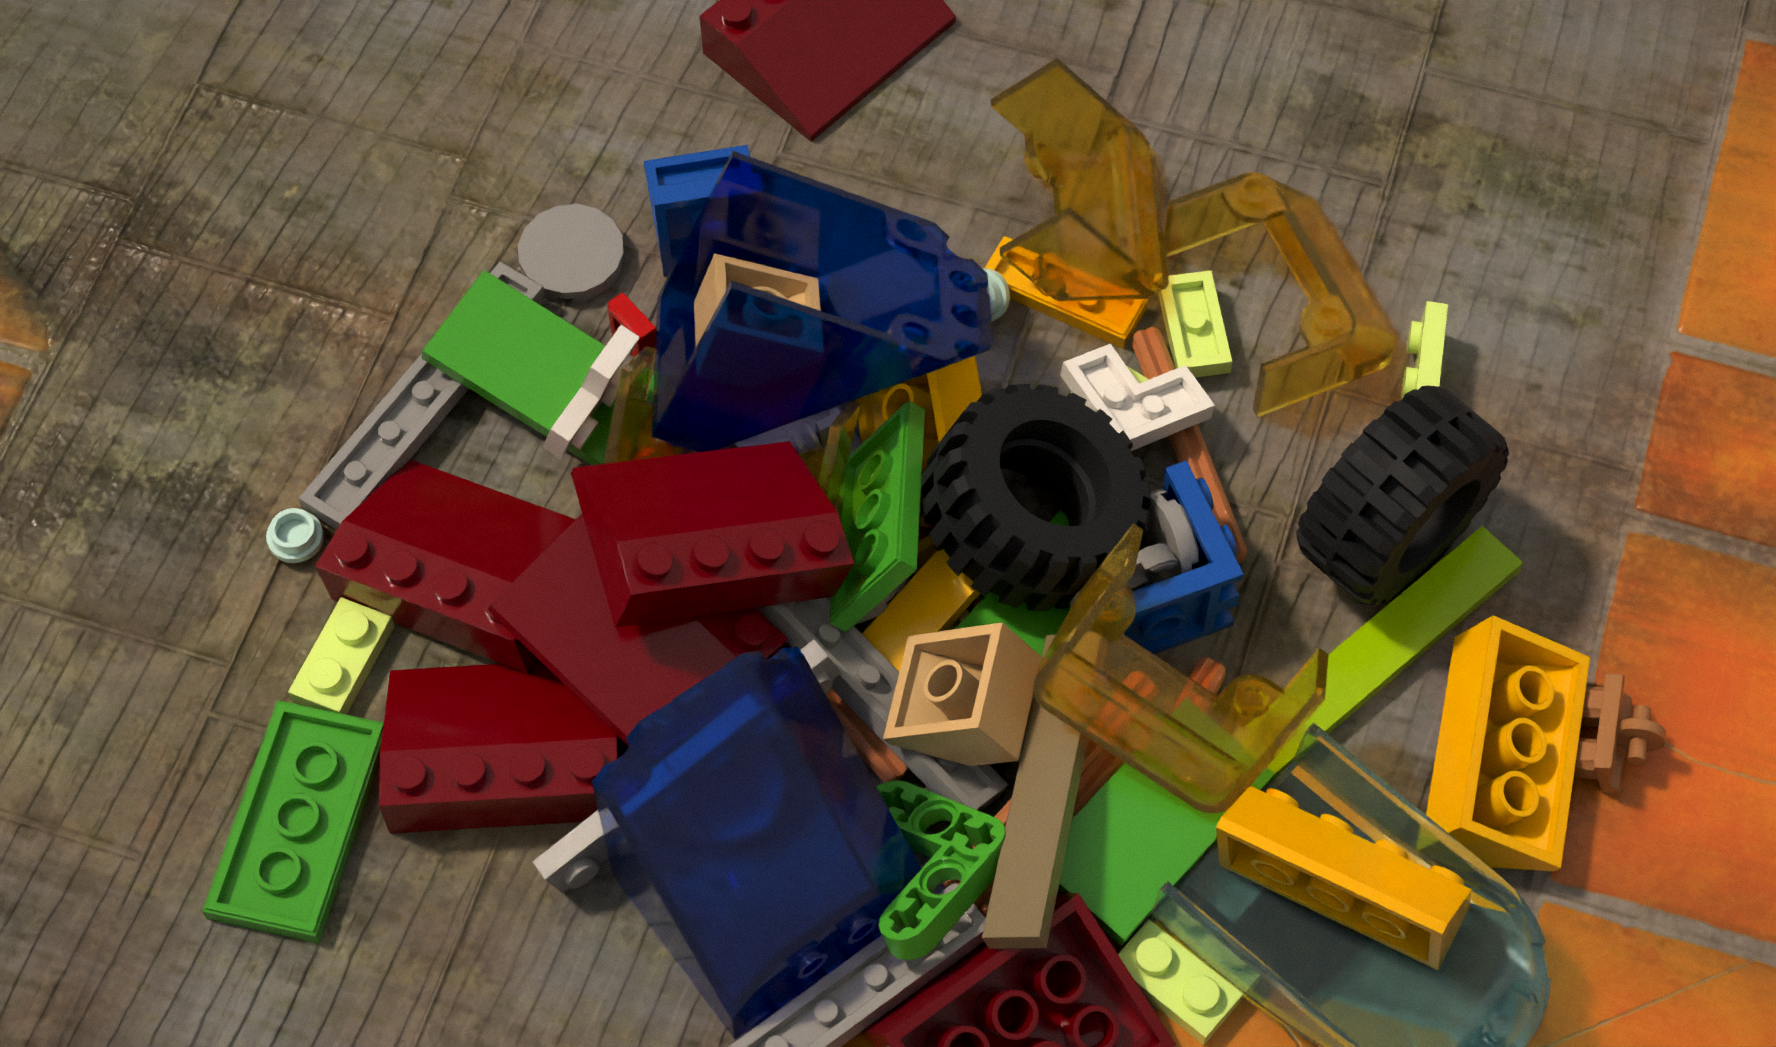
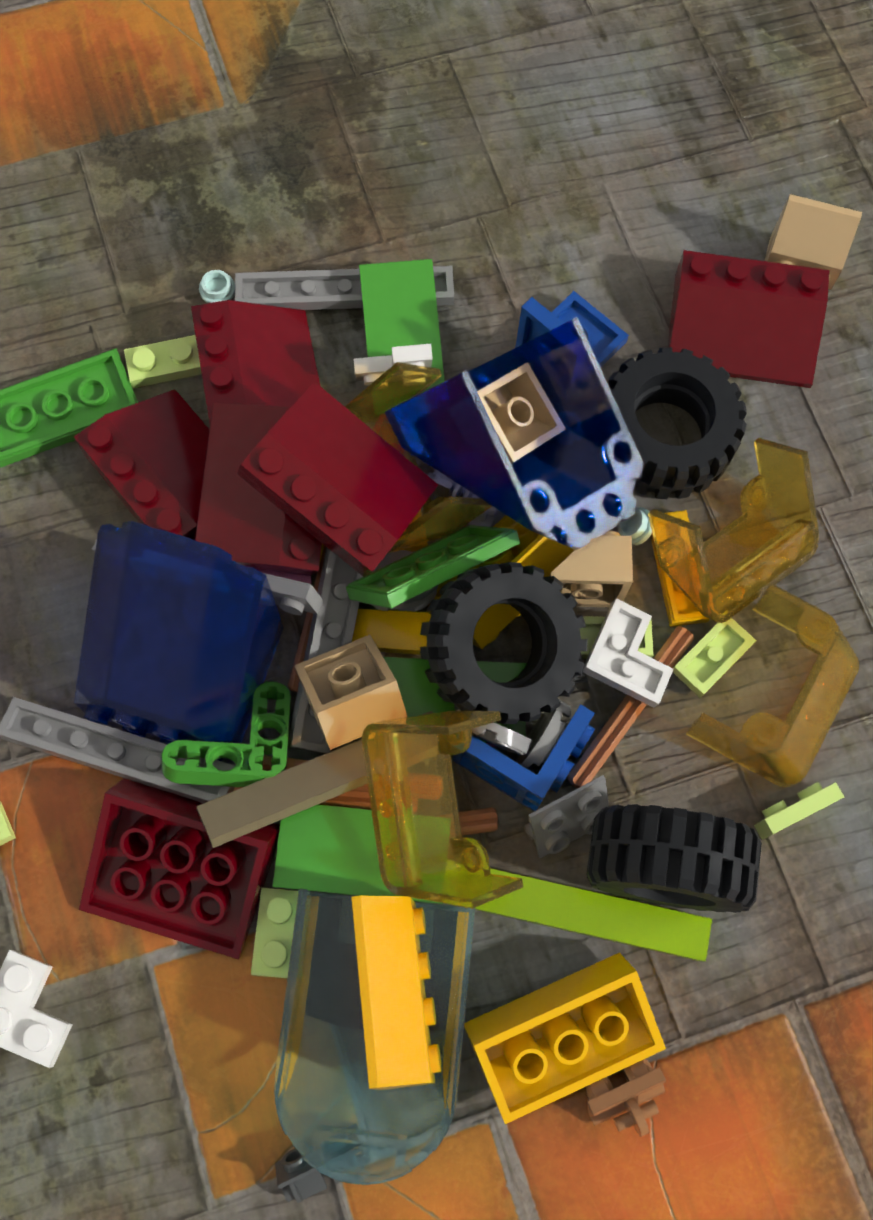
camera: 50 degrees right, 10 degrees up
(572, 252) = (491, 297): light grey tile -> none
(625, 313) = (465, 354): red tile -> none
(907, 122) = (700, 391): none -> black tyre
(1025, 346) = (598, 571): none -> tan slope
(1270, 586) = (567, 817): none -> light grey hinge

